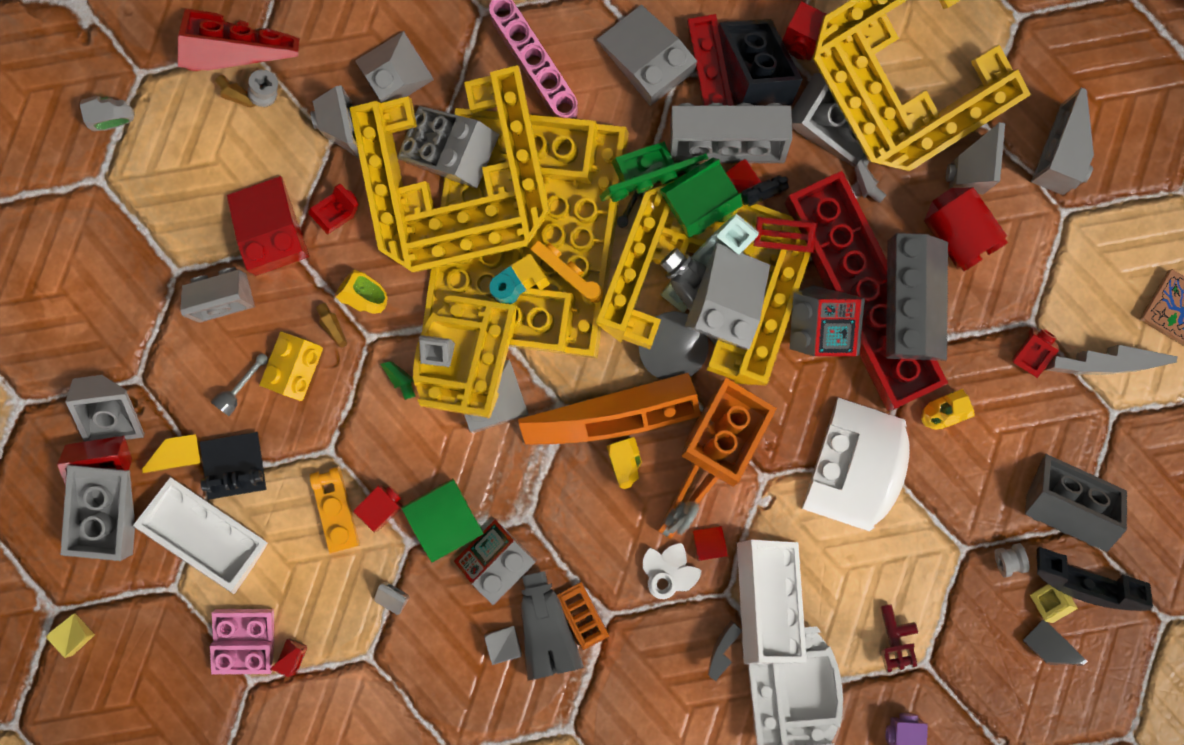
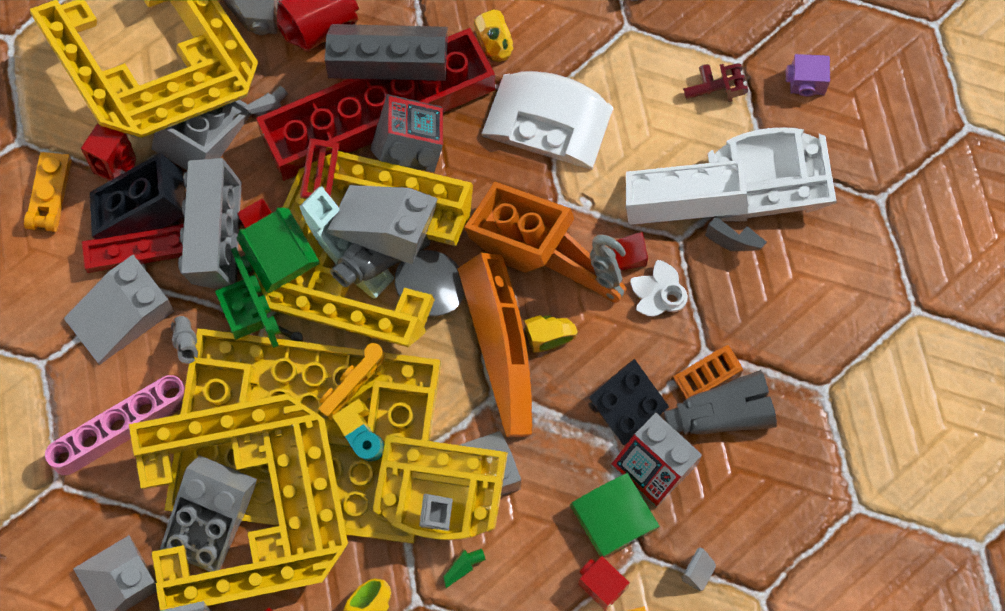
camera: 95 degrees left, 15 degrees down
(503, 645) = (742, 453): light grey slope -> none
(553, 537) = (627, 401): none -> black hinge
(613, 114) = (184, 339): none -> light grey pin
(764, 190) = (270, 193): black axle -> none

